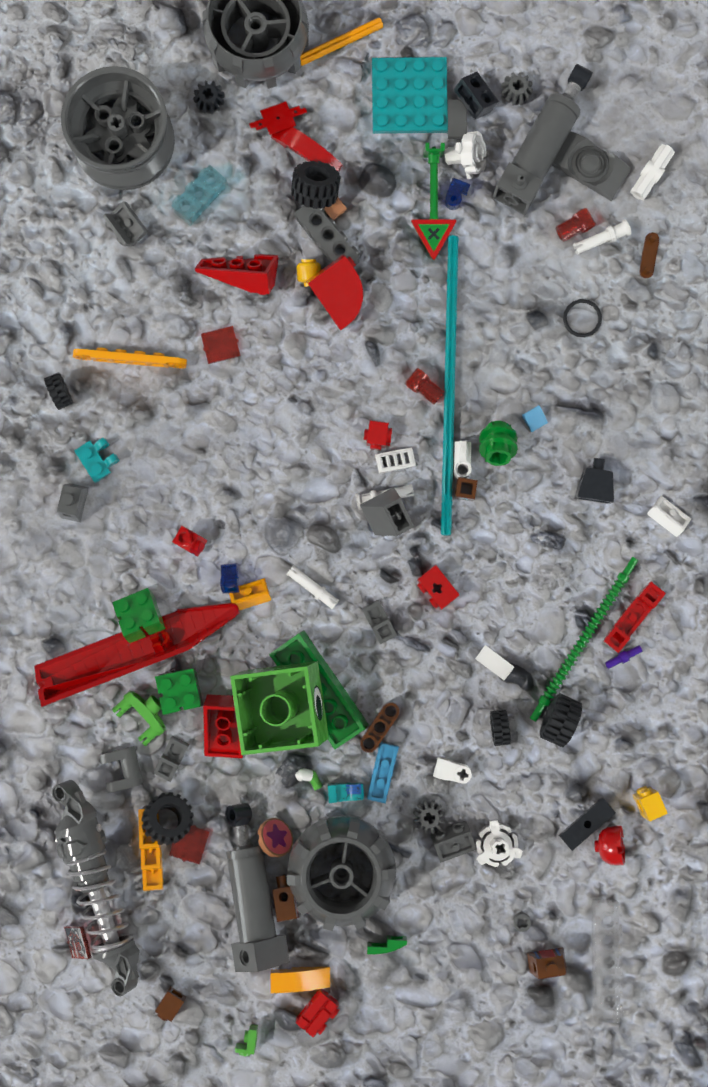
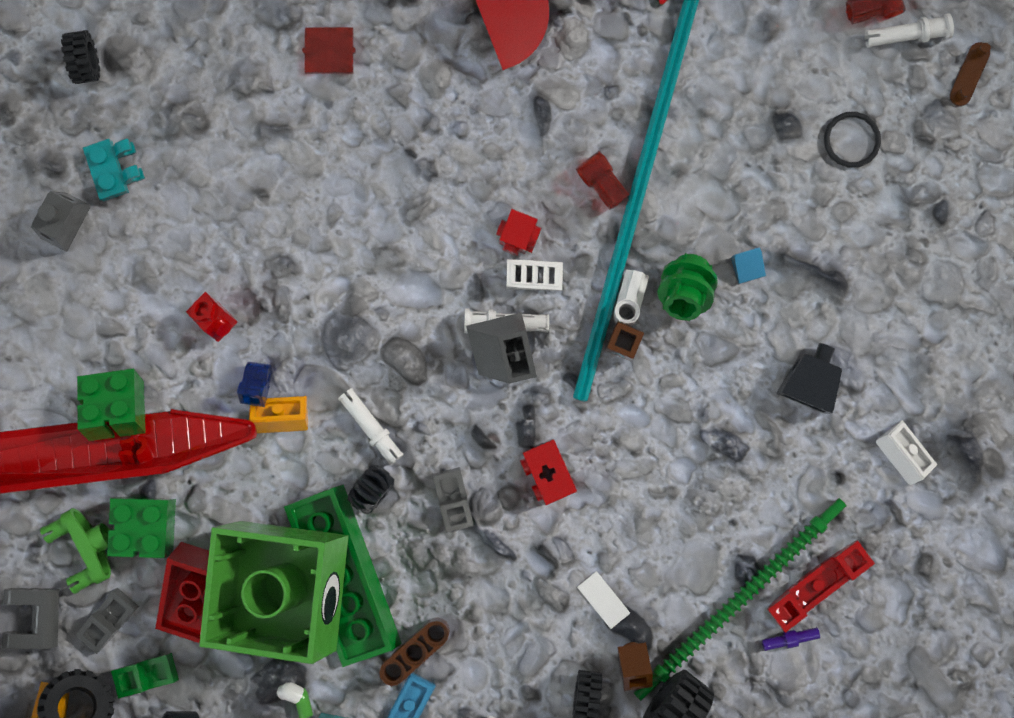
camera: 15 degrees right, 0 degrees up
(137, 358) = (184, 32): light orange plate -> none
(205, 788) = (145, 675): none -> green slope
(324, 628) = (370, 489): none -> black gear
(526, 699) = (635, 666): none -> reddish brown brick

